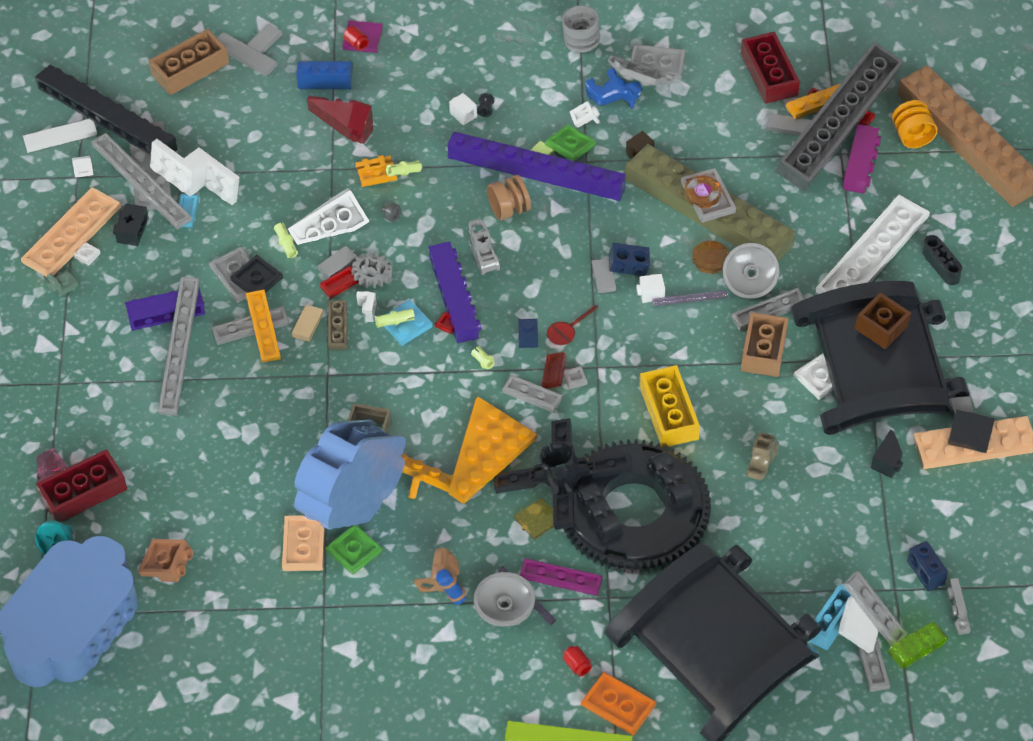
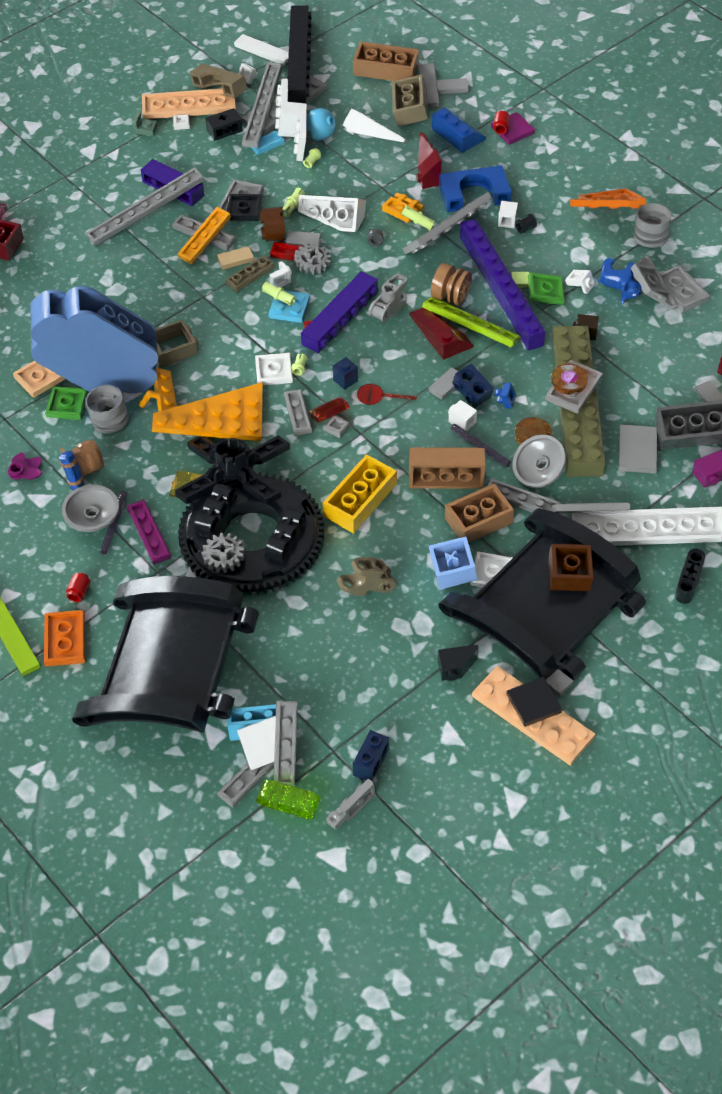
camera: 50 degrees right, 0 degrees up
(53, 197) = (206, 76): none -> dark tan arch
(221, 151) = (320, 124): none -> medium azure cylinder
(245, 191) = (314, 155): none -> yellowish green pin
(250, 130) = (361, 124): none -> white wedge
(259, 78) = (410, 100): none -> dark tan brick
(306, 269) = (273, 224): none -> reddish brown brick
(402, 622) = (24, 467): none -> magenta plate
(403, 520) = (107, 409): none -> light grey wheel
(410, 90) = (490, 178): none -> blue arch
(434, 154) = (447, 224): none -> light grey plate
(467, 379) = (274, 369): none -> white tile
(525, 31) = (612, 199): none -> orange wing
(549, 243) = (442, 335): none -> dark red wedge
(554, 214) = (471, 321): none -> lime tile
(652, 526) = (223, 552): none -> light grey gear
(658, 246) = (506, 395): none -> blue tile
(700, 332) = (447, 468): none -> medium nougat brick
(791, 204) = (638, 449): none -> light grey tile
(797, 392) = (453, 563): none -> light blue brick
(824, 272) = (589, 507): none -> light grey tile

